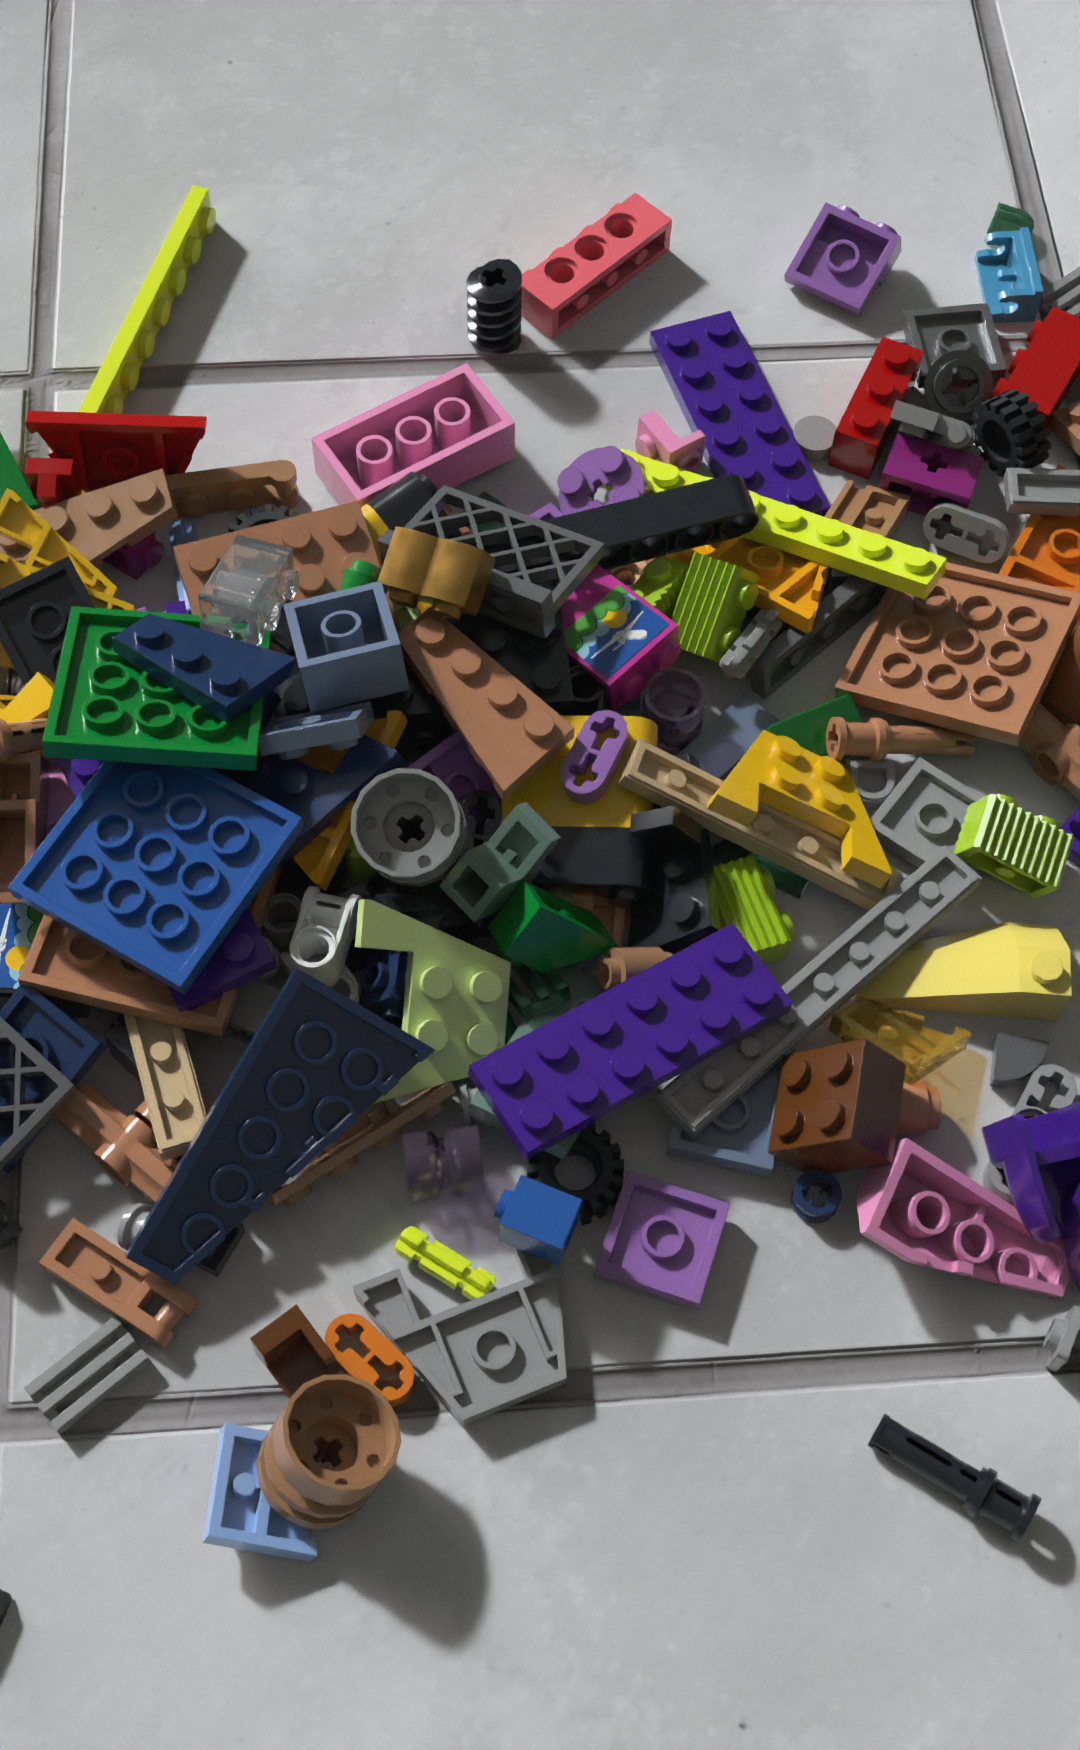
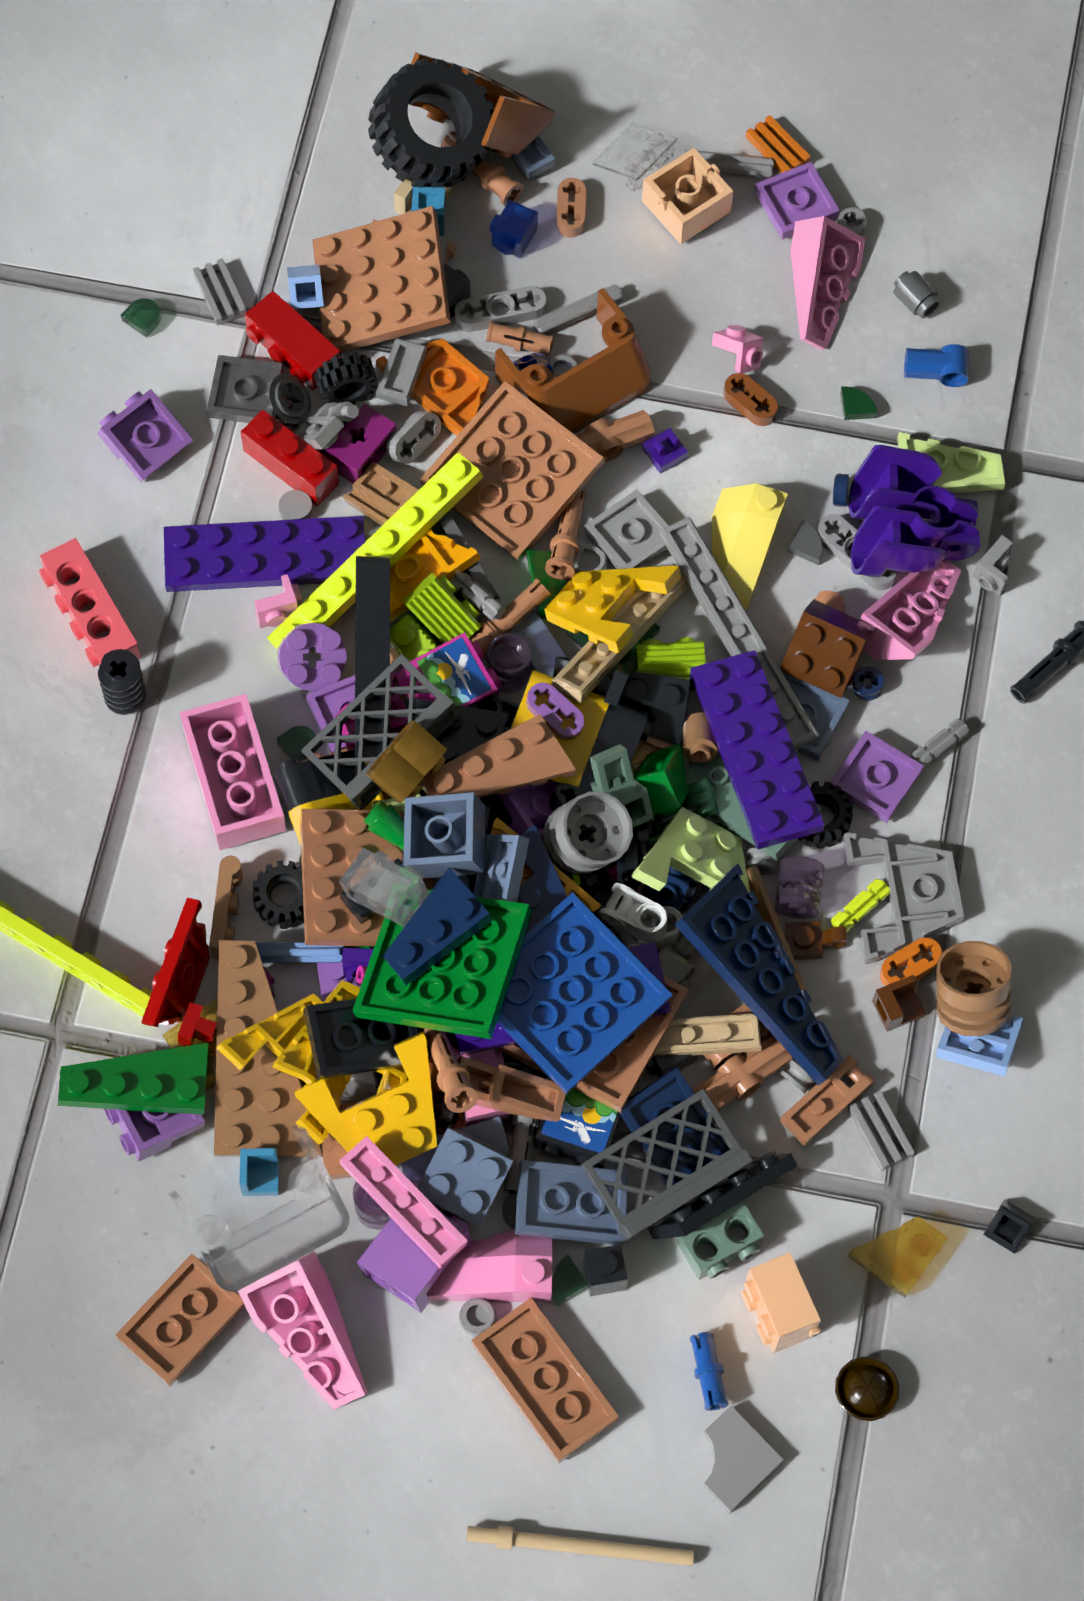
camera: 75 degrees left, 5 degrees up
(370, 1203) = (808, 940): none -> reddish brown plate
(538, 1219) = (860, 834): blue brick -> none
(742, 694) = (514, 613): none -> nougat pin
(750, 1325) = (941, 742): none -> light grey axle
(899, 1034) = (780, 603): clear yellow wing -> none
(1010, 276) = (194, 332): dark azure hinge -> none
(1014, 844) = (669, 490): lime brick -> none

